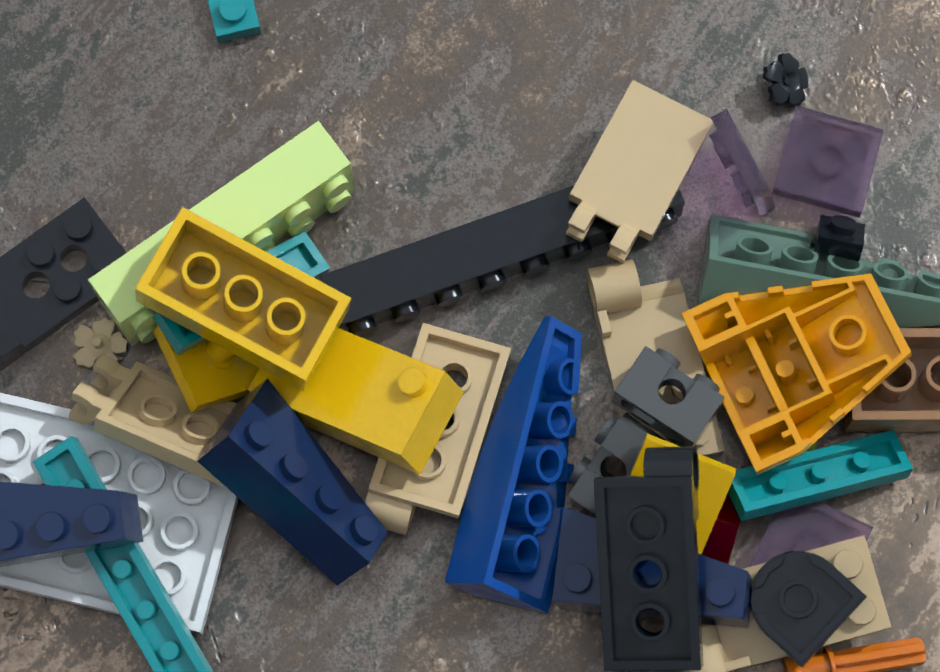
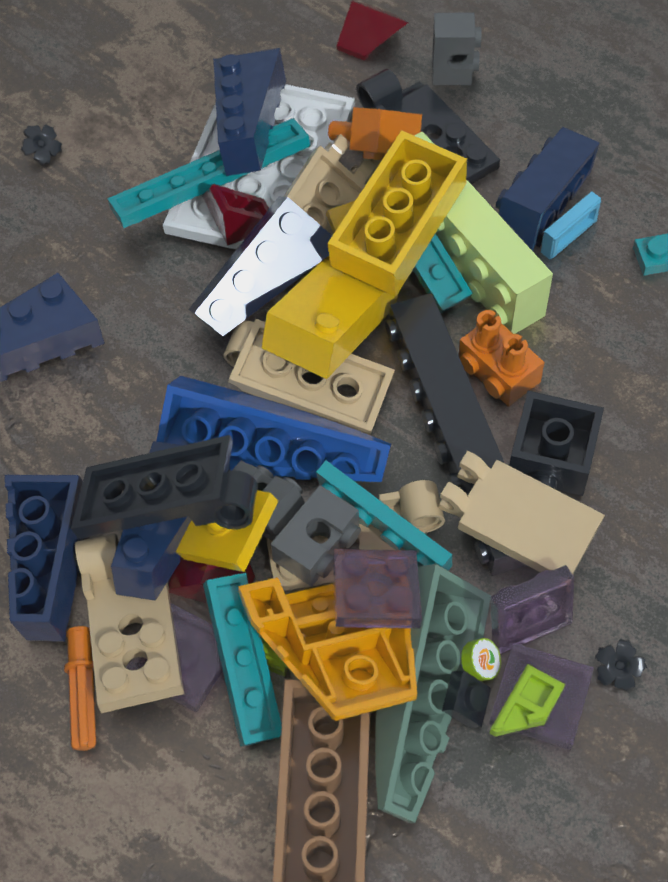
camera: 95 degrees right, 15 degrees down
(65, 348) = (374, 130): none -> orange brick
(146, 136) = (546, 185): none -> dark blue wedge
(189, 529) = (234, 212): none -> dark red slope
(198, 110) = (570, 225): none -> medium azure tile
(406, 199) = (500, 359): none -> orange brick
(528, 135) = (556, 441): none -> black brick
(653, 312) = (395, 529): none -> teal plate
(742, 323) = (376, 588): none -> plate
(792, 223) = (481, 659): none -> tile
(802, 602) = (126, 630): black tile -> none
(845, 171) = (528, 702): none -> lime tile

